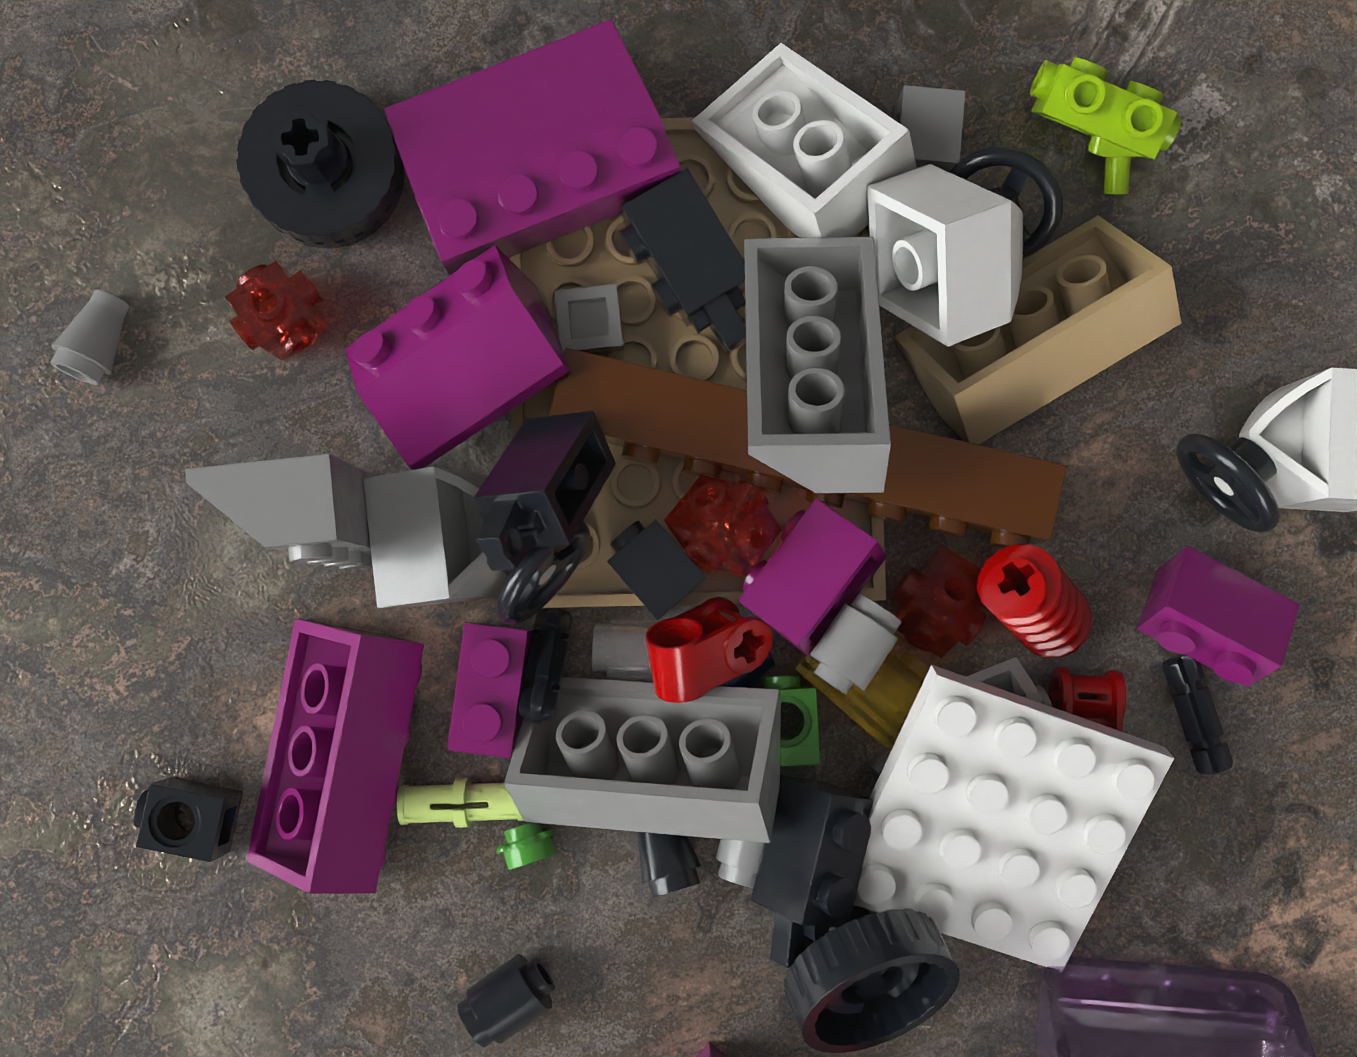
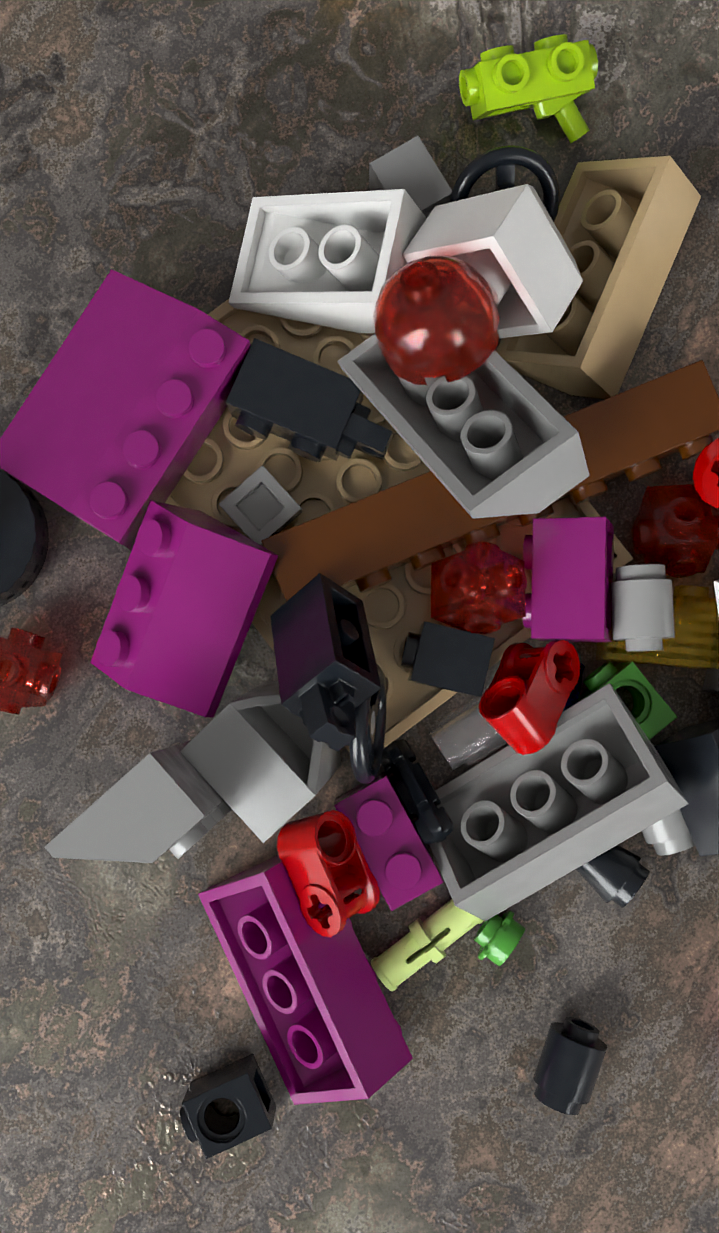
camera: 35 degrees left, 0 degrees up
(417, 674) = (327, 868): none -> red piece
(849, 263) = (436, 319): none -> clear red cylinder

